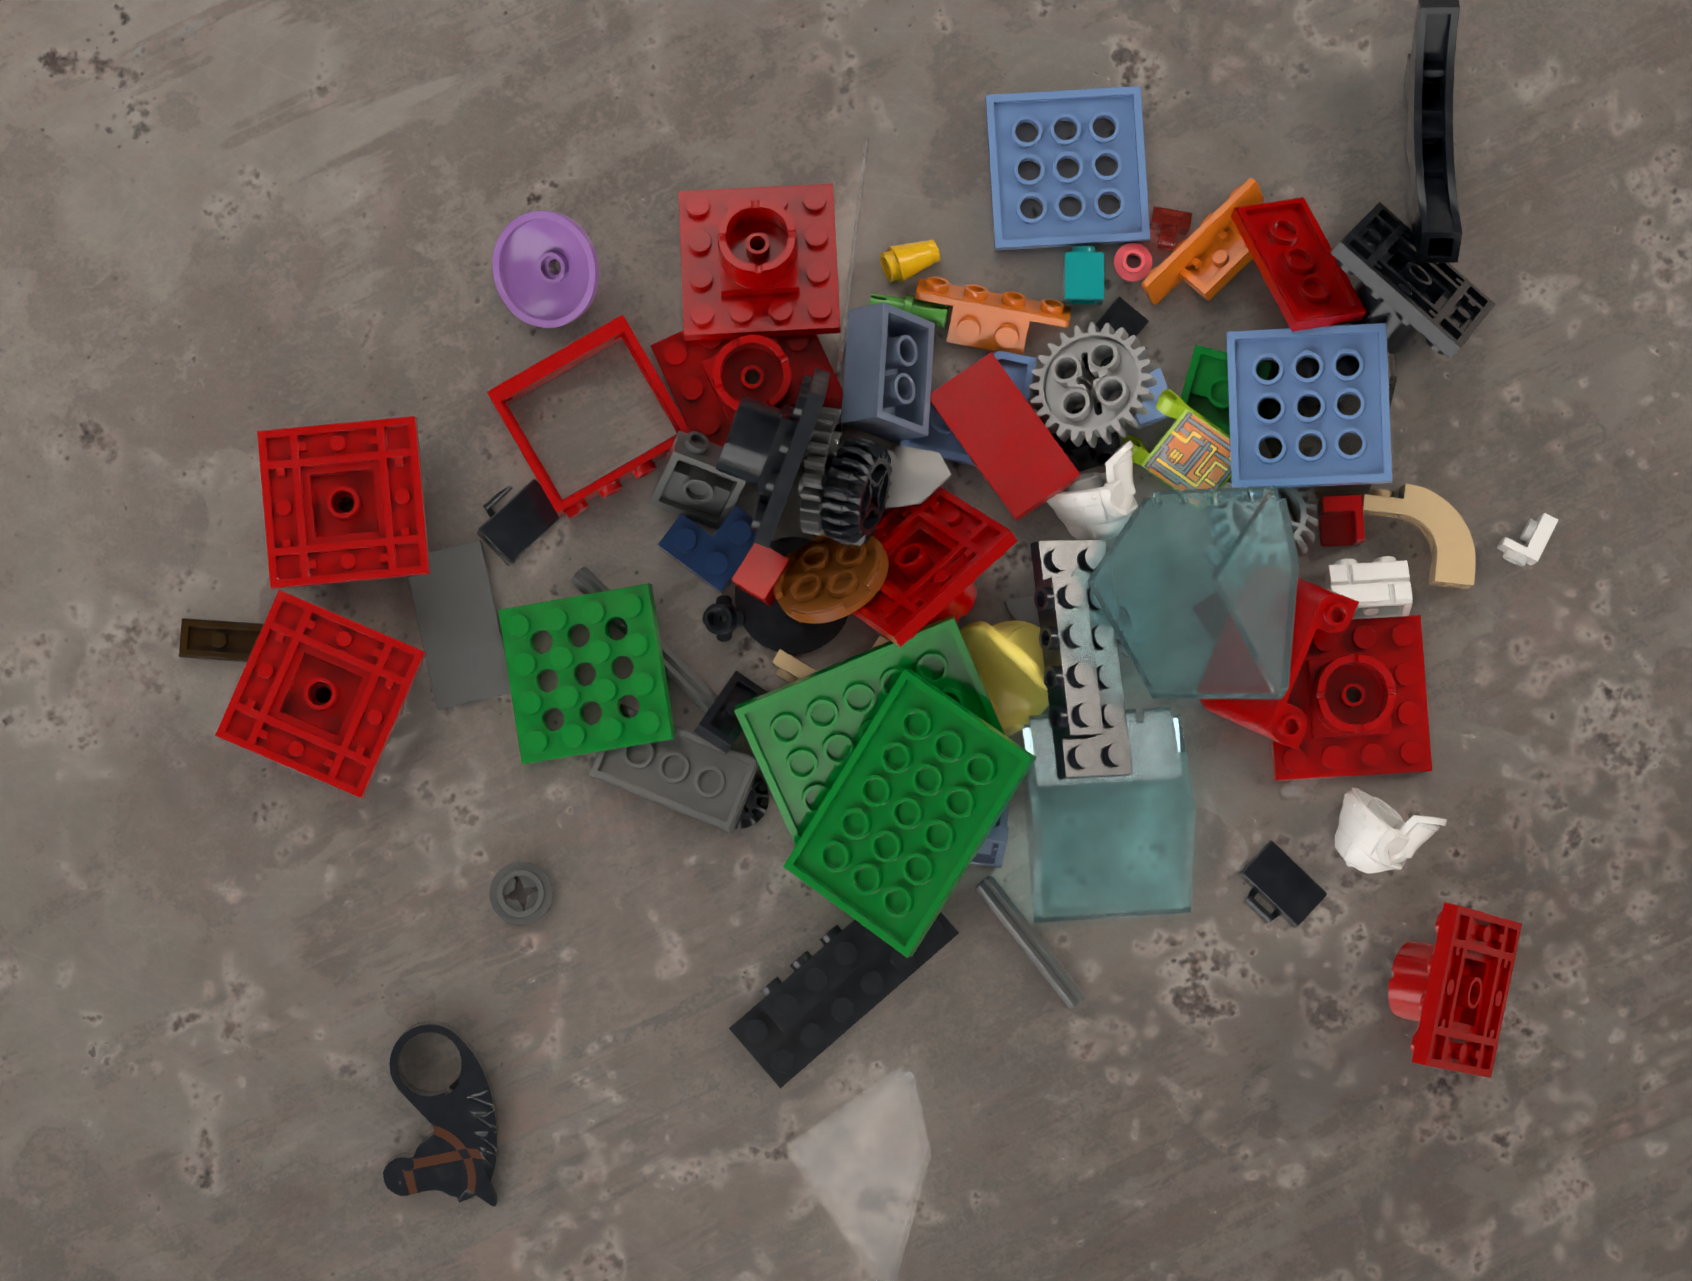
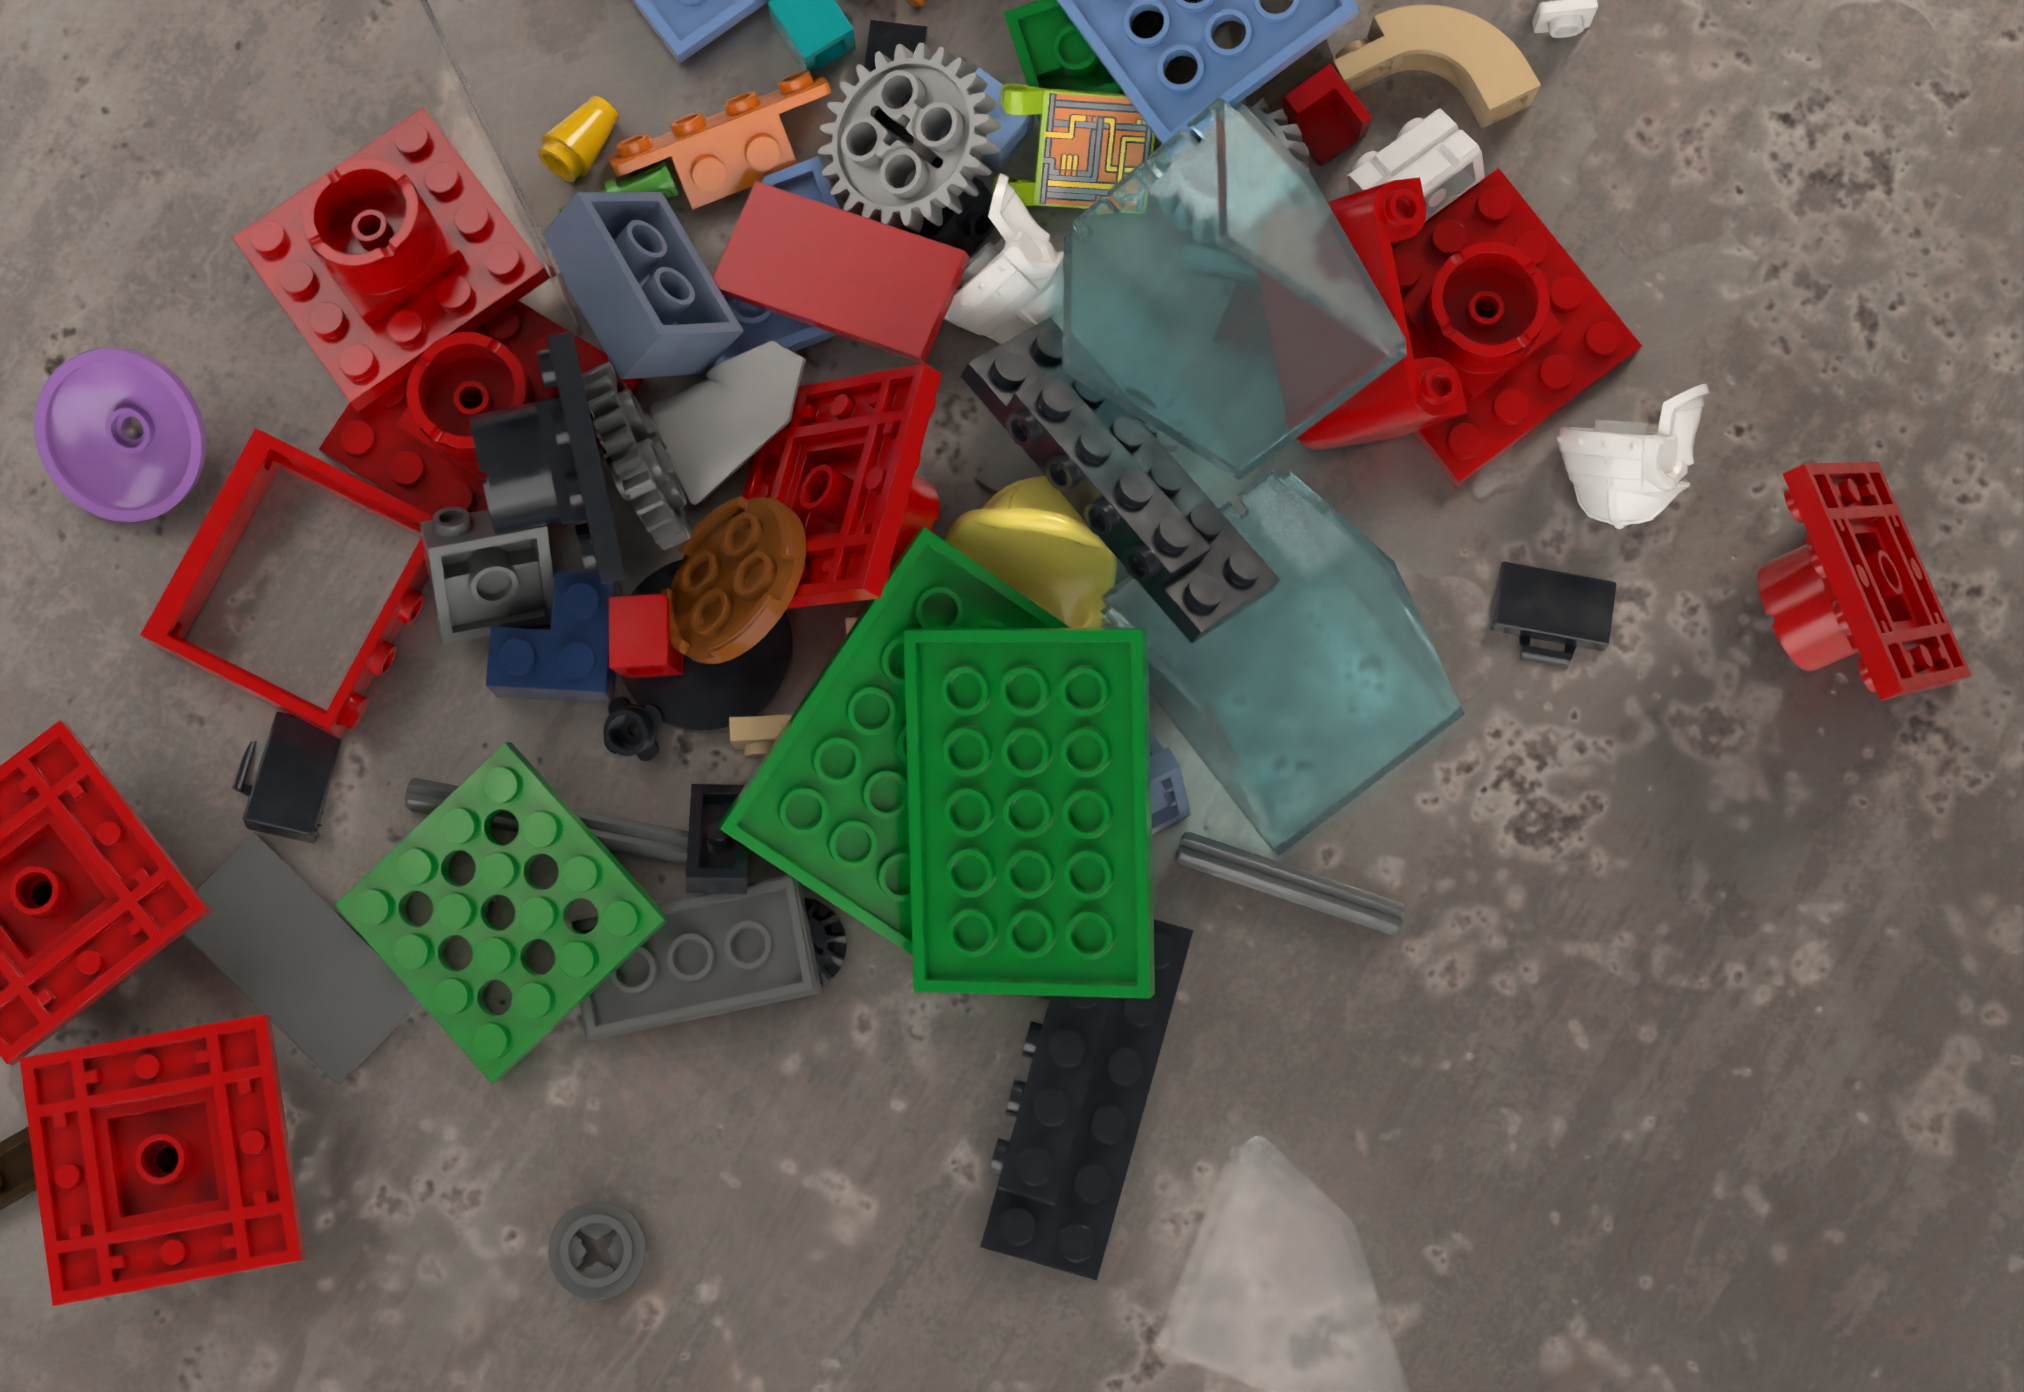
camera: 35 degrees left, 5 degrees down
(856, 491) = (695, 449): black gear -> none

